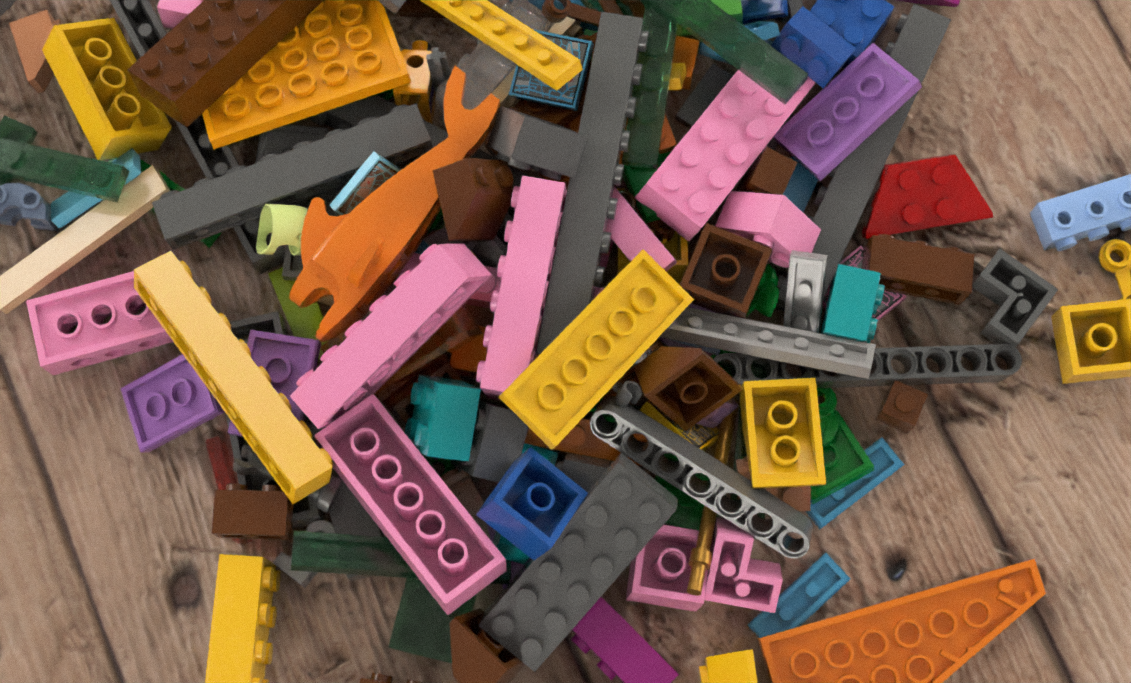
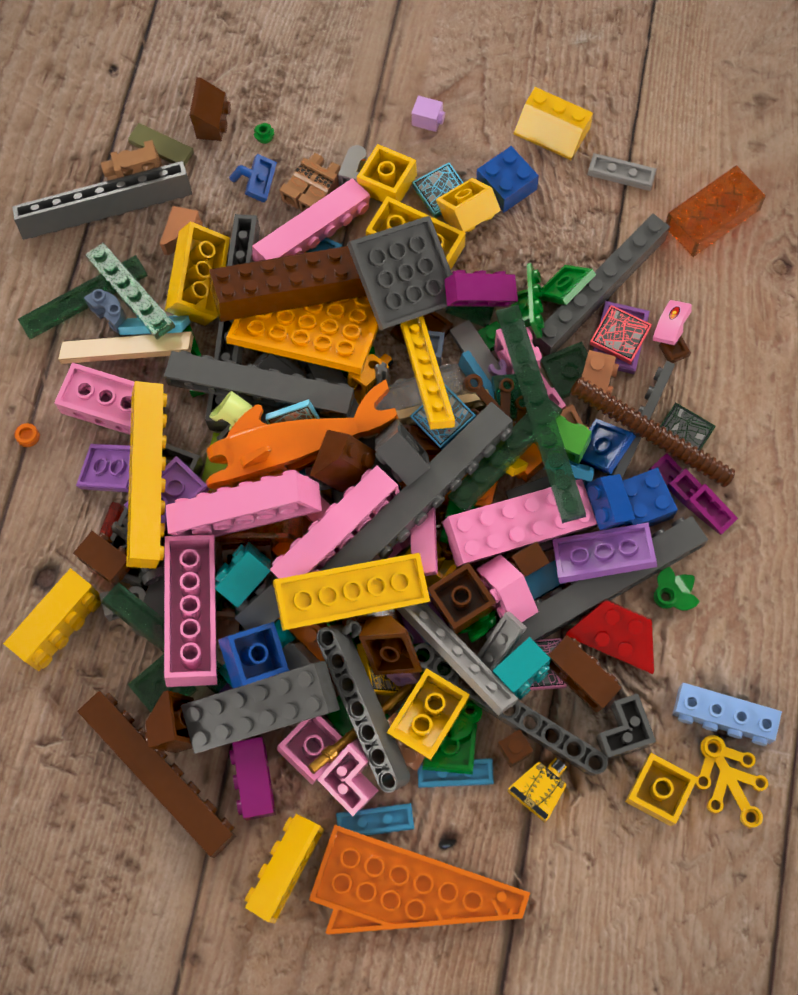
camera: 35 degrees right, 5 degrees down
(28, 431) = (27, 435): none -> orange tile
(952, 102) = (678, 590): none -> green plate
(962, 433) = (540, 788): none -> yellow torso

